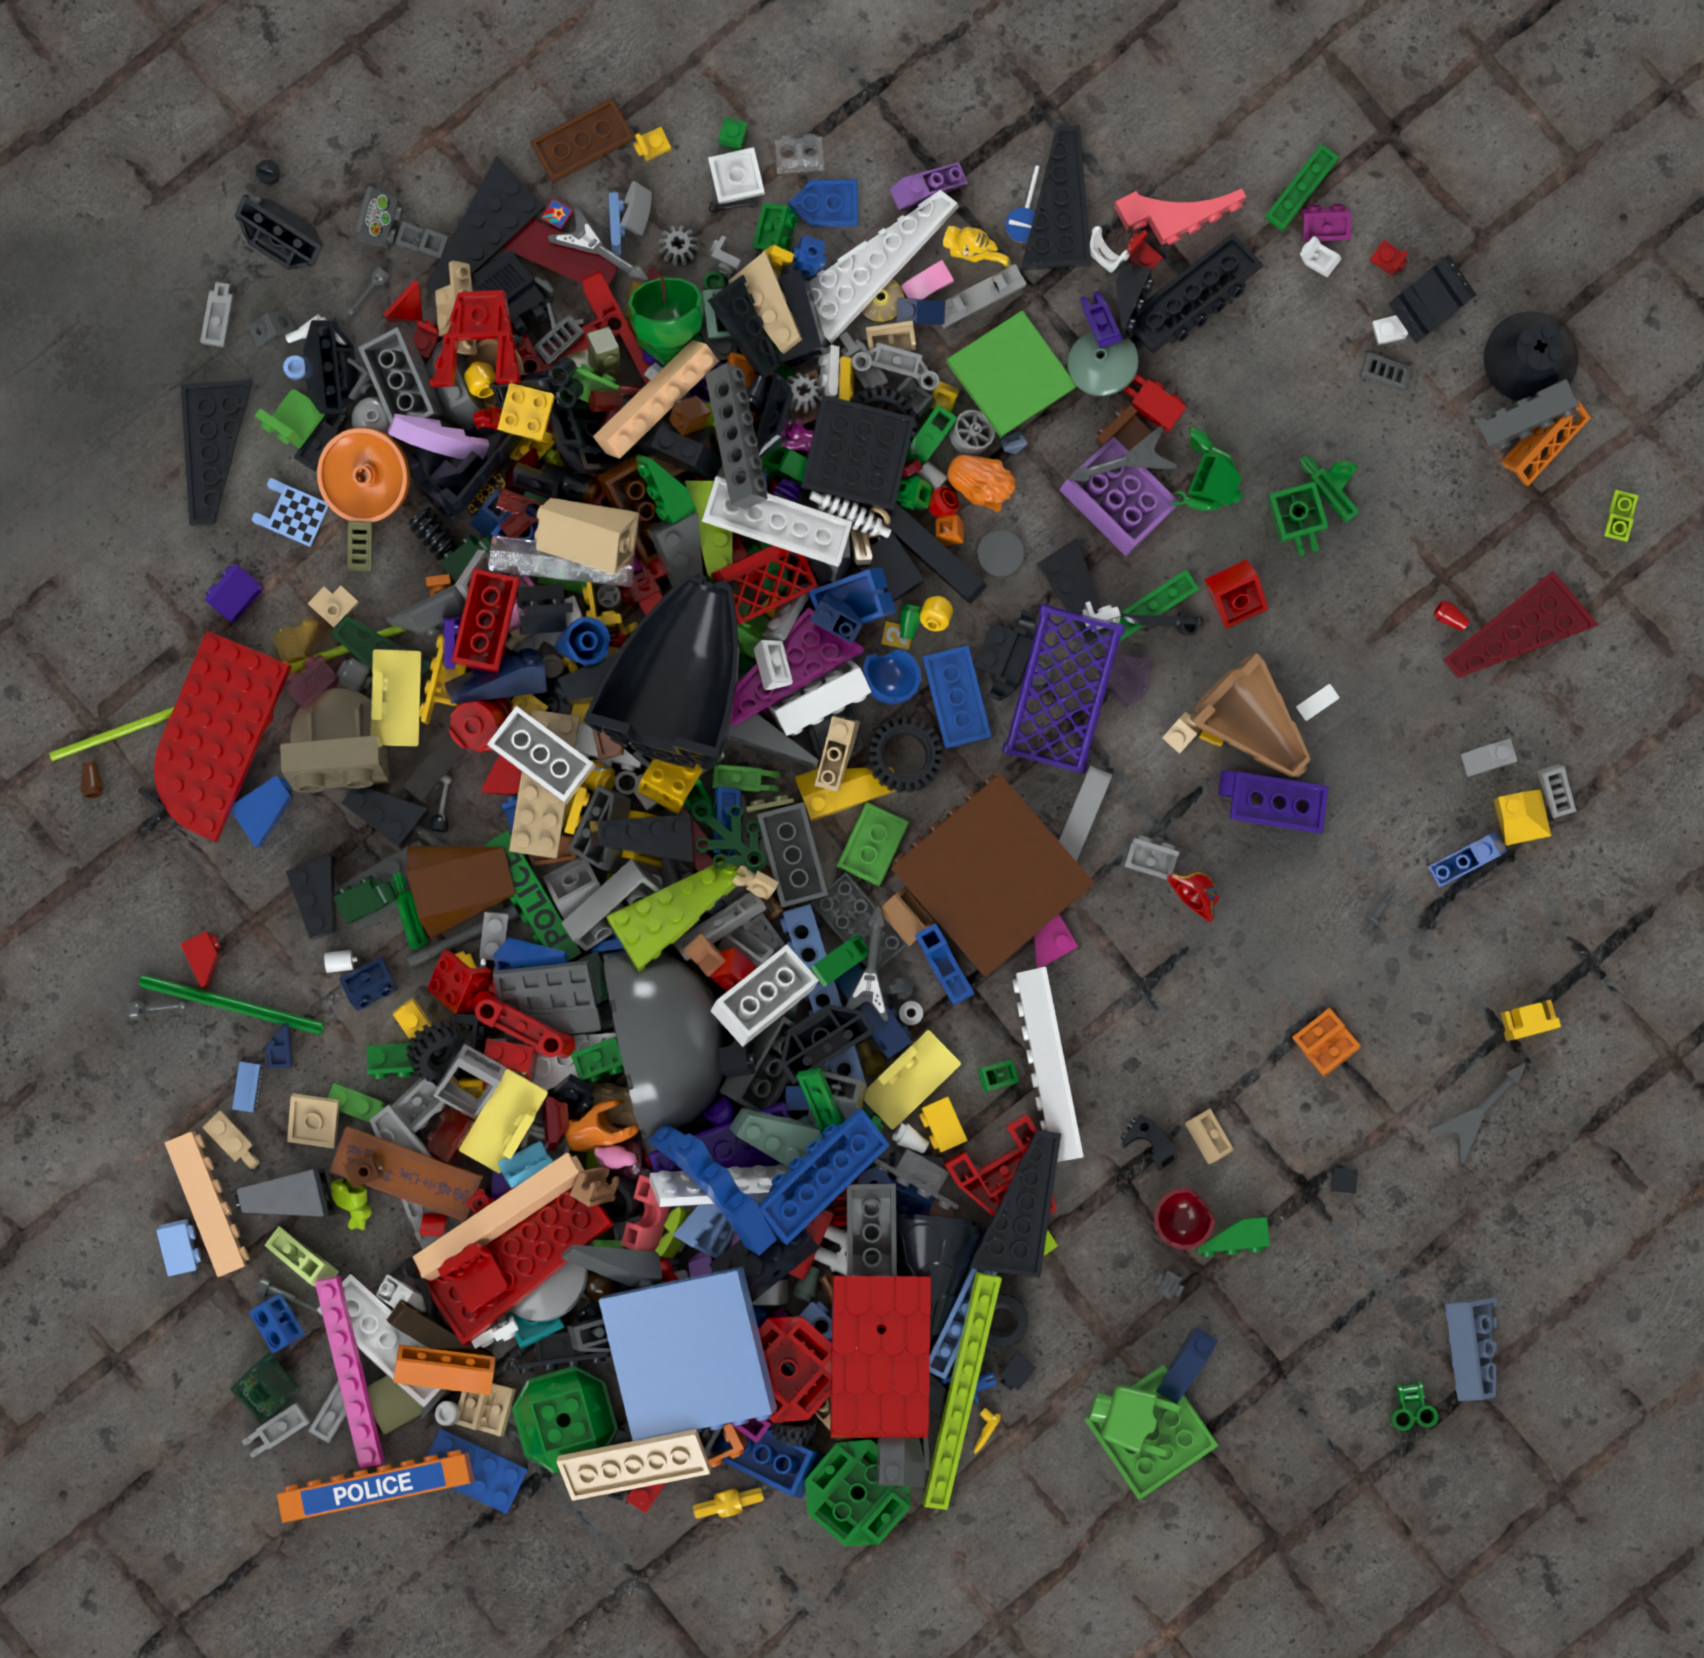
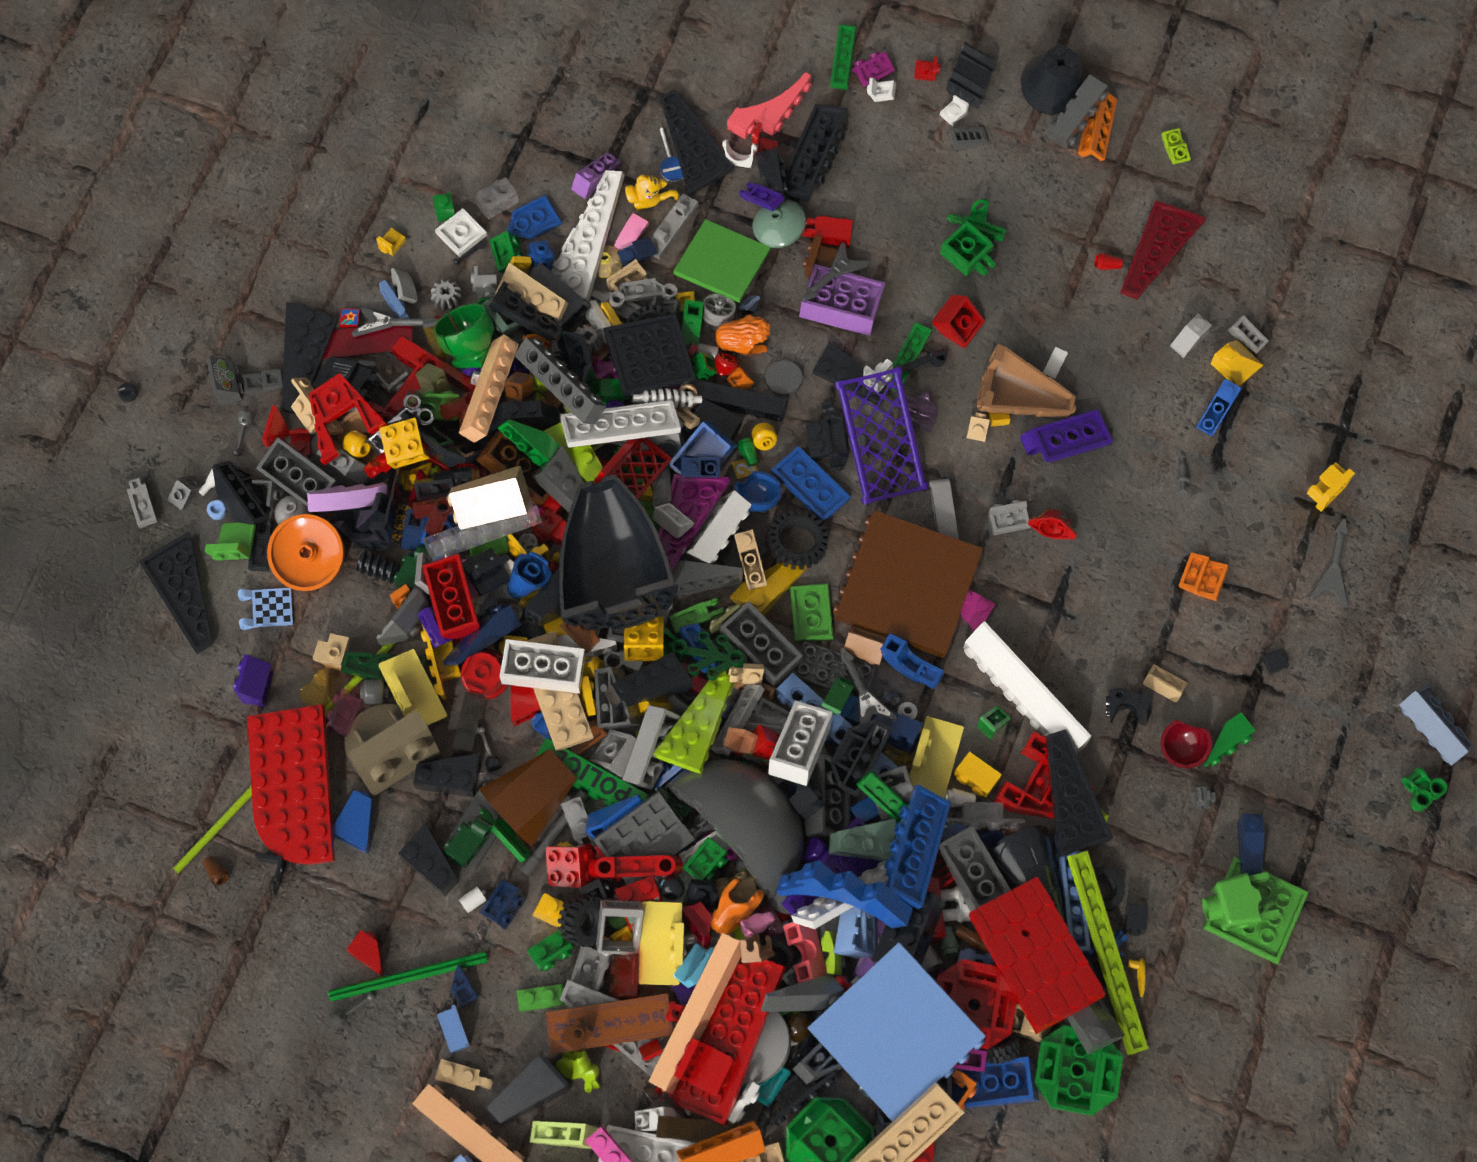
camera: 30 degrees left, 15 degrees down
(278, 232) = (156, 426): black wedge -> none
(313, 1120) = (517, 1026): tan plate -> none
(369, 527) = (322, 589): olive slope -> none
(548, 1069) = (672, 887): none -> black piece
(579, 333) = (397, 376): dark grey slope -> none
(582, 140) = (341, 264): reddish brown tile -> none
(728, 1502) = (987, 1135): yellow axle -> none
(1215, 479) = (899, 252): green torso -> none

